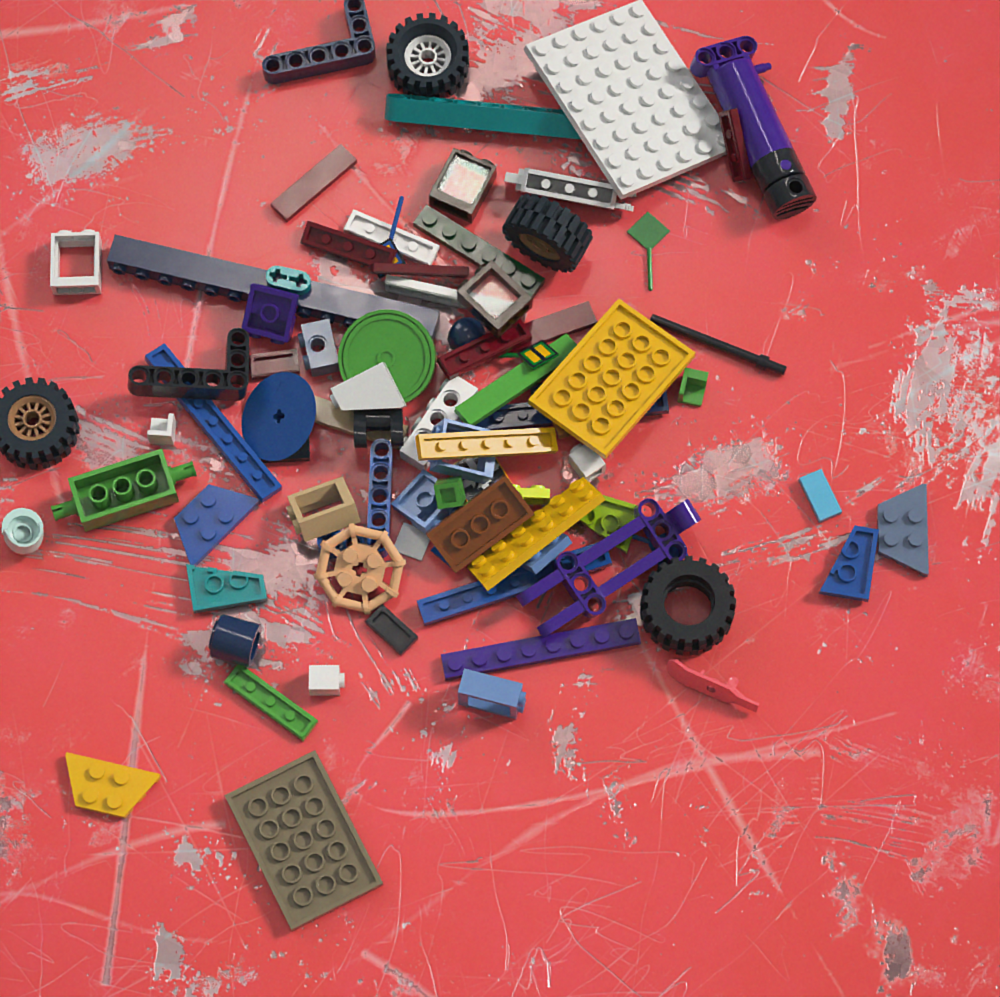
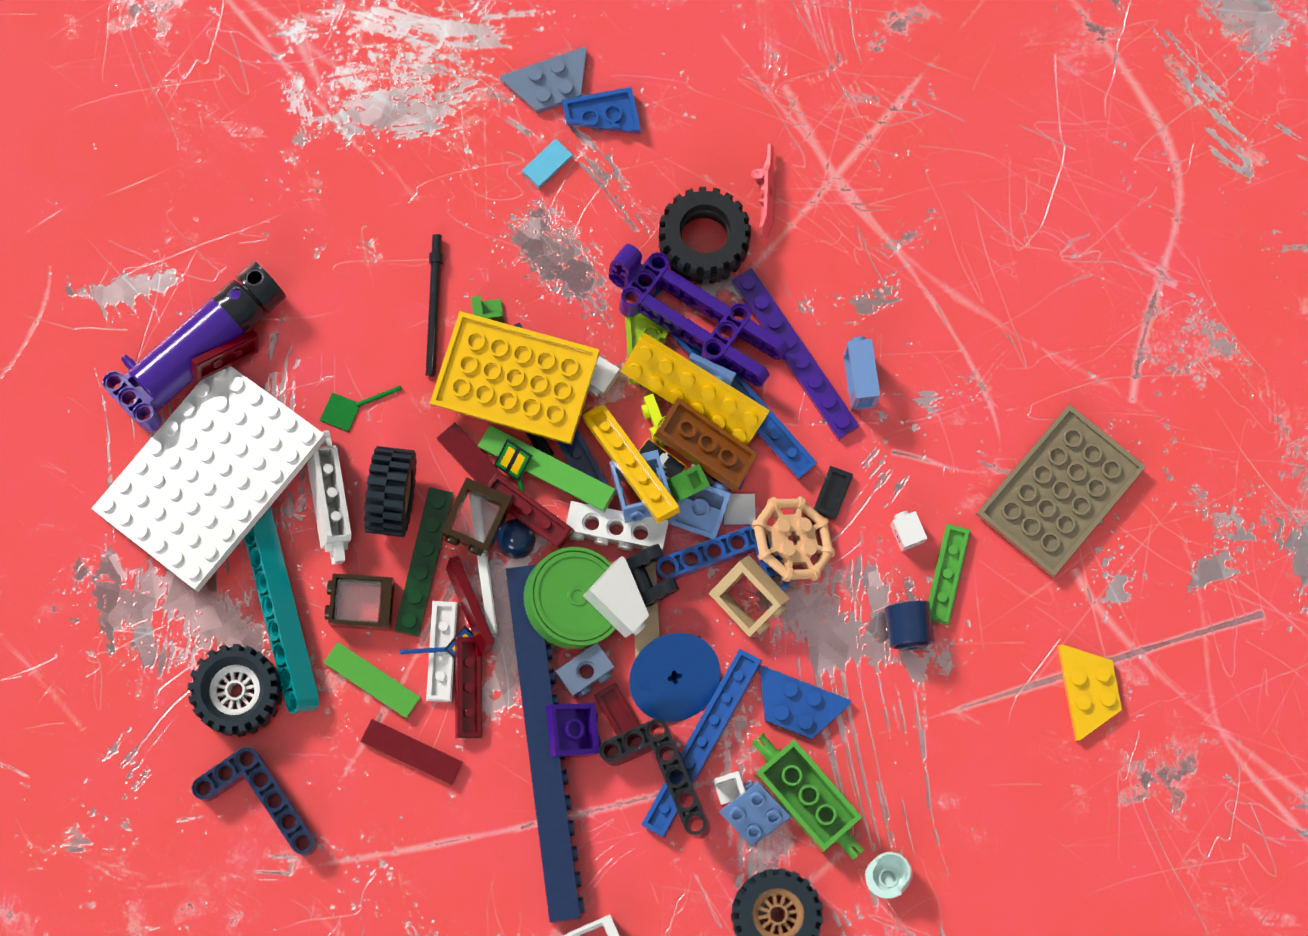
camera: 115 degrees left, 5 degrees up
(130, 438) = (754, 813): none -> medium blue hinge
(222, 589) = (861, 662): teal wing -> none
(289, 275) = (539, 724): beam -> none
(390, 173) = (372, 680): none -> bright green tile

